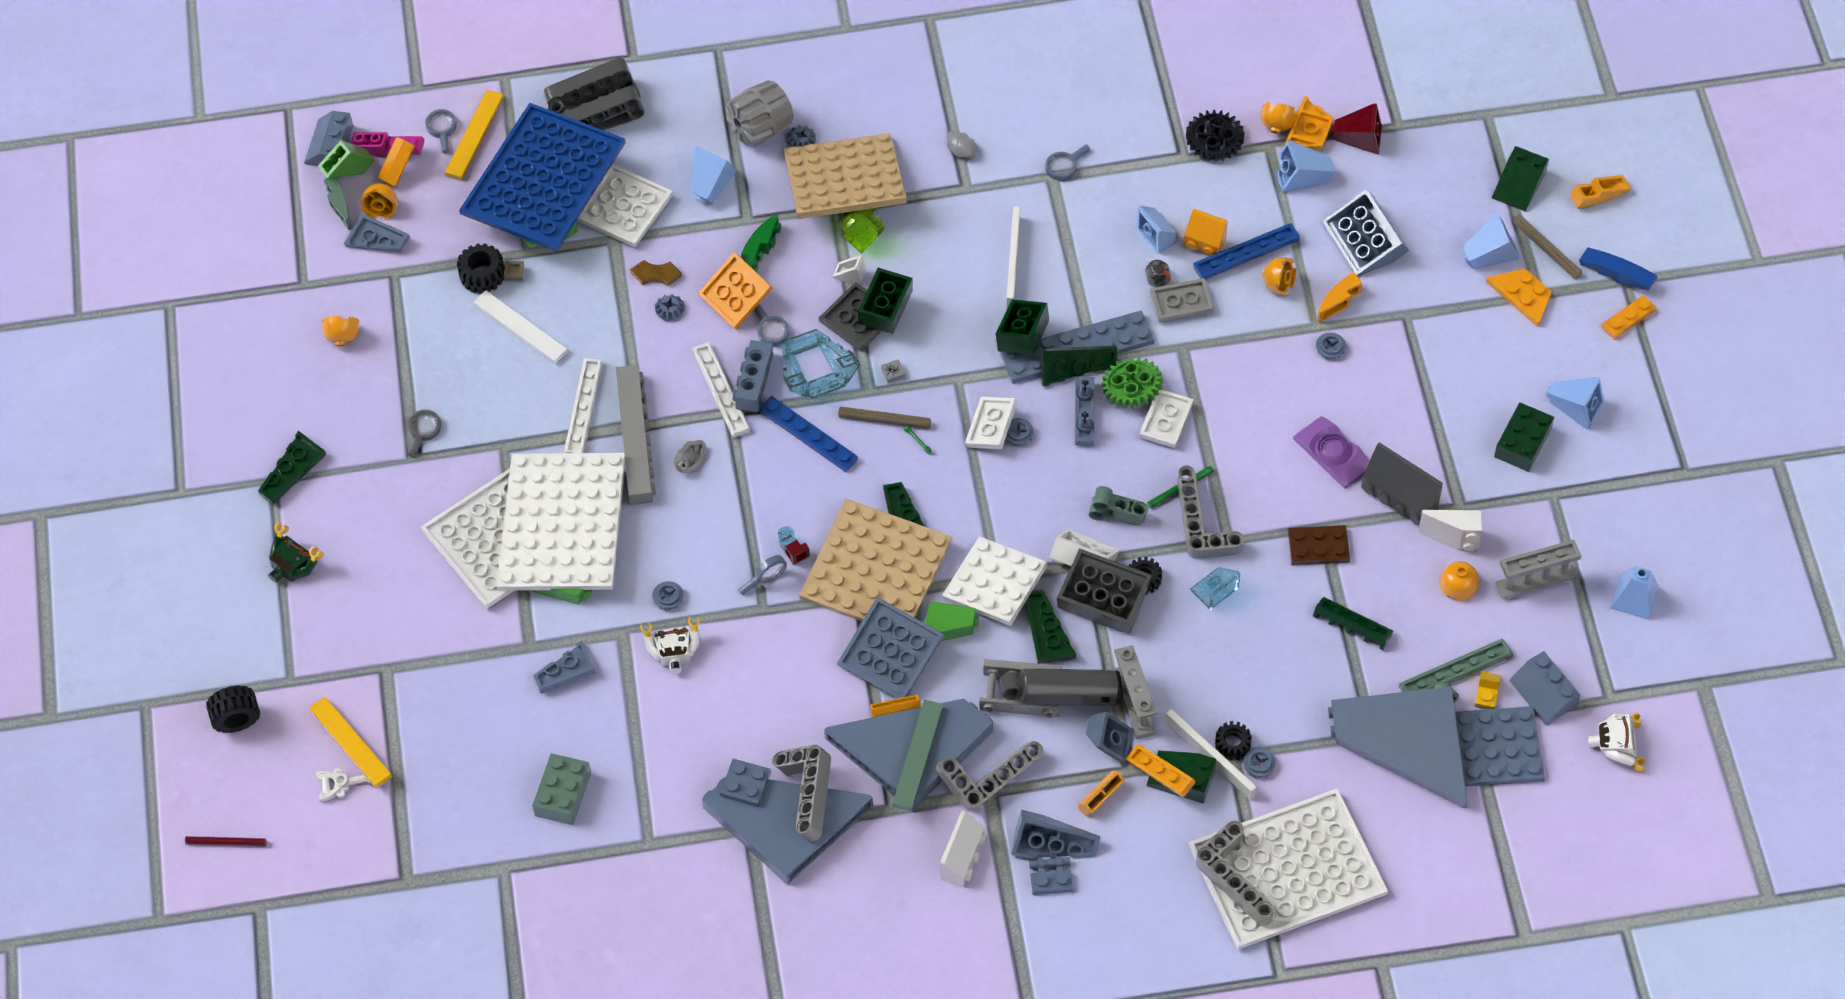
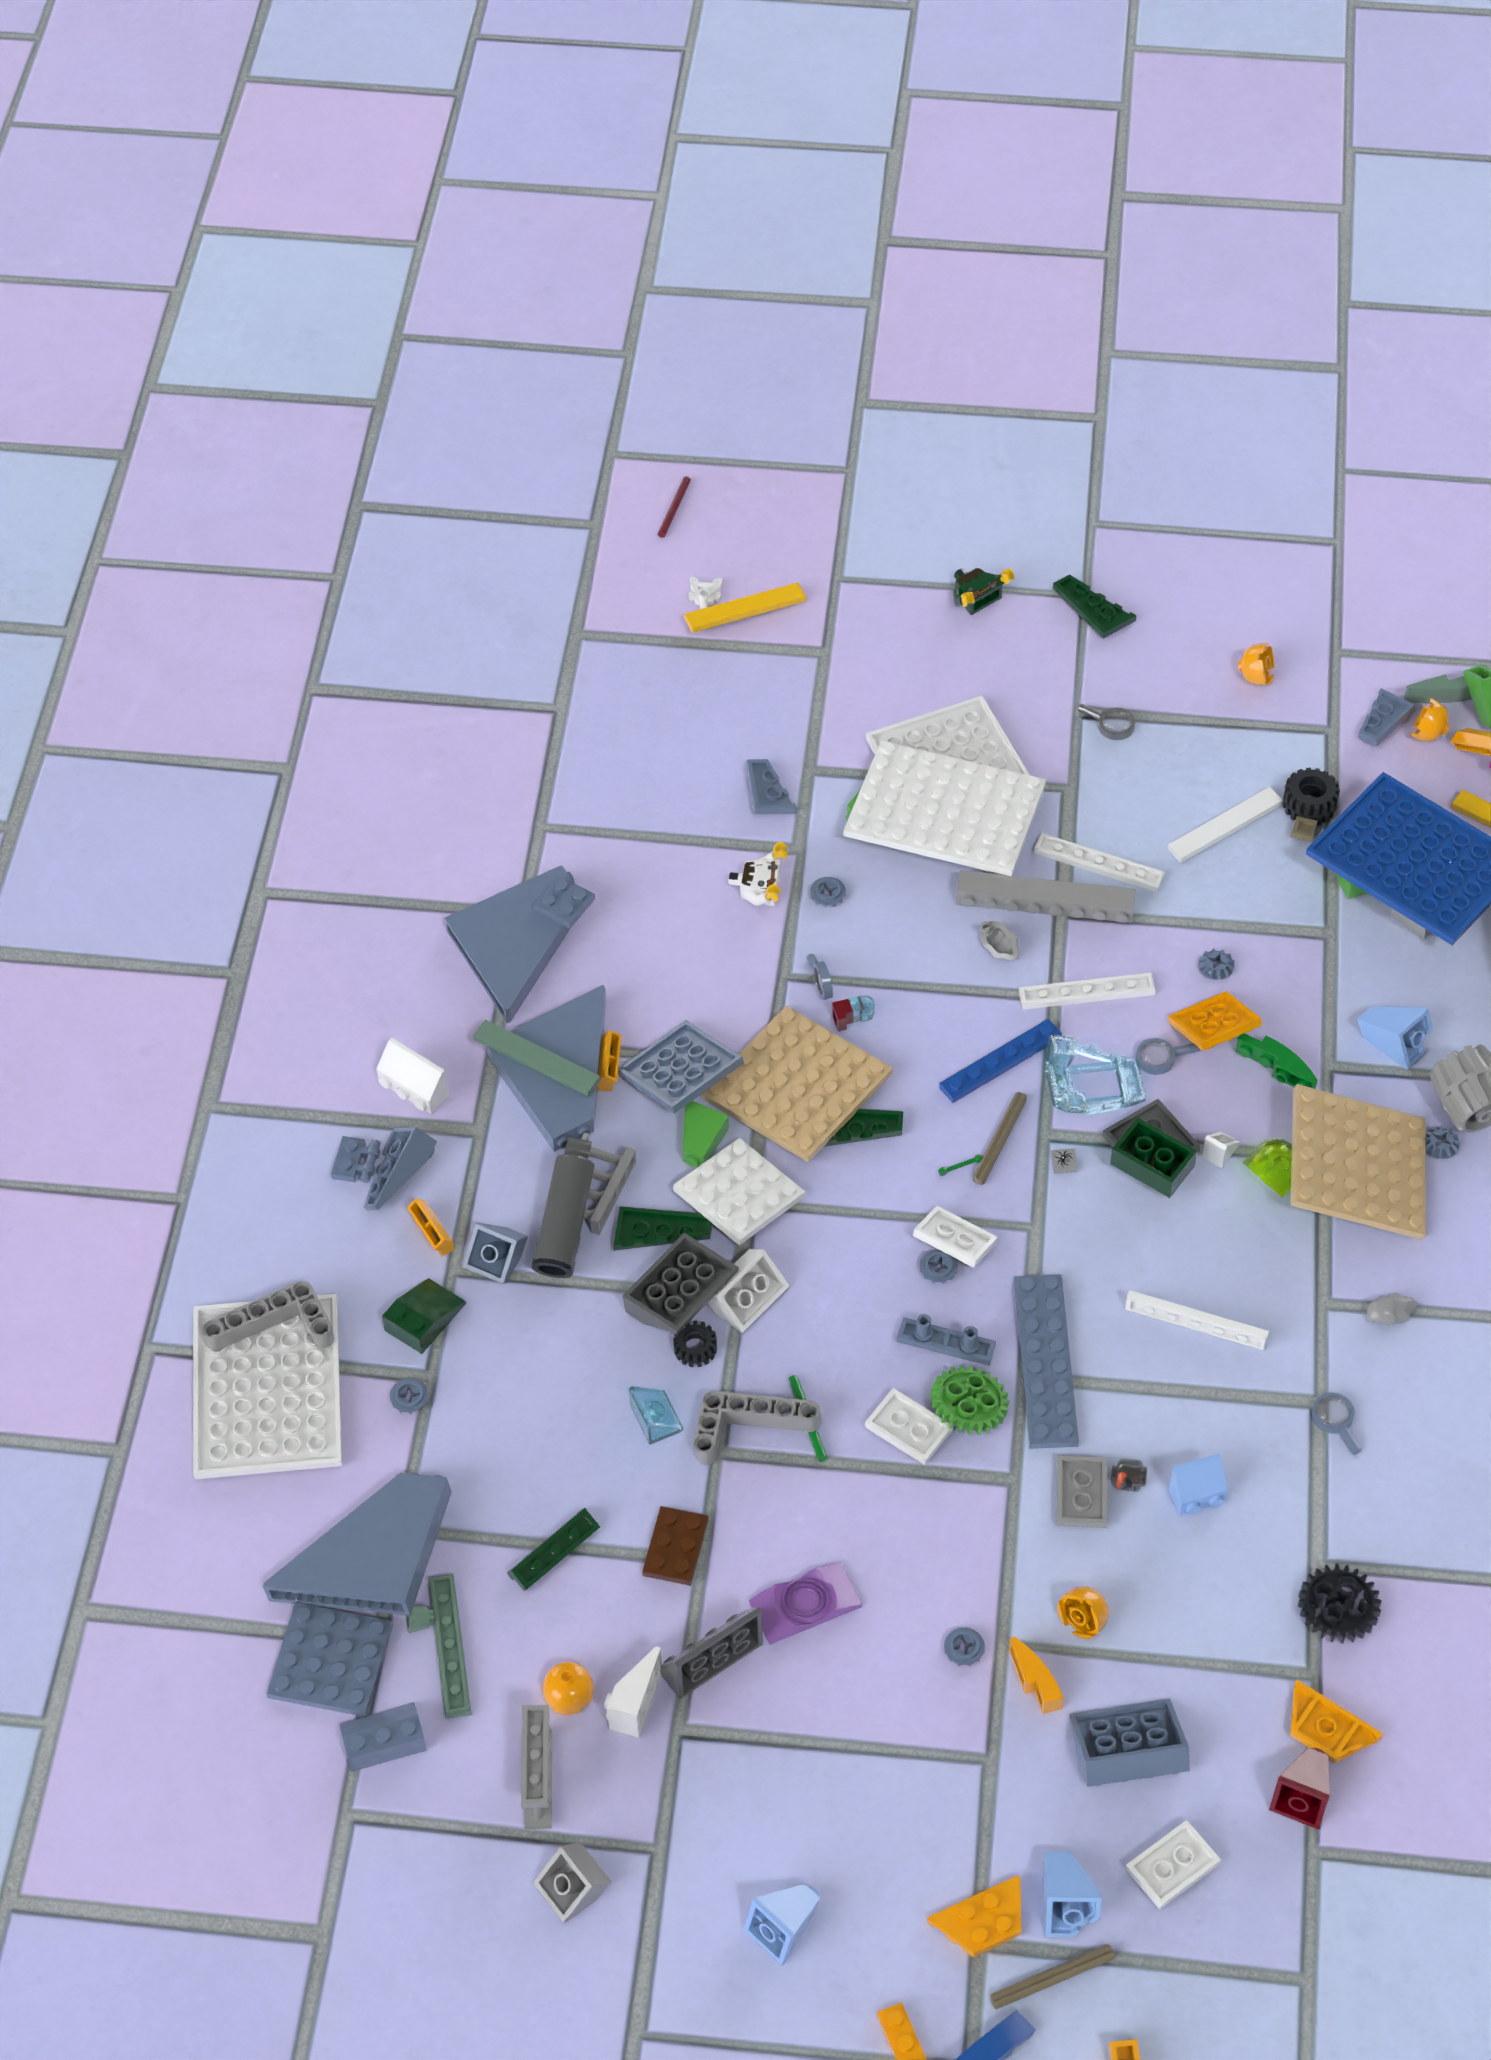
camera: 105 degrees right, 5 degrees down
(233, 709) = (807, 516): black tyre -> none
(561, 789) = (624, 759): sand green brick -> none
(625, 205) = (1375, 944): white plate -> none
(663, 273) = (1272, 953): pearl gold tile -> none
(753, 376) = (1079, 1017): sand blue brick -> none
(815, 766) = (532, 953): light grey beam -> none
(991, 778) = (475, 1105): light grey beam -> none
(1022, 327) = (1077, 1293): dark green brick -> none
(1075, 361) = (1017, 1340): dark green wing -> none
(1105, 505) = (800, 1320): sand green piece -> none
(1135, 692) = (535, 1292): light grey fence -> none
(1160, 770) = (429, 1283): light orange plate -> none
(1195, 740) = (436, 1346): white tile -> none
(1205, 233) = (1172, 1540): light orange slope -> none
(1236, 730) = (446, 1387): black tyre -> none
(1246, 251) = (1139, 1589): blue plate -> none
(1278, 117) = (1350, 1686): light orange cylinder -> none
(1303, 167) = (1255, 1694): light blue slope -> none
(1443, 194) = (1173, 1864): none -> white plate
(1487, 690) = (409, 1671): yellow slope -> none
(1520, 178) = (1175, 1977): dark green slope -> none
(1524, 437) = (749, 1832): dark green brick -> none
(1603, 535) = (571, 1881): none -> light grey slope
(1618, 739) = (279, 1790): white torso -> none
(1635, 592) = (474, 1894): light blue slope -> none

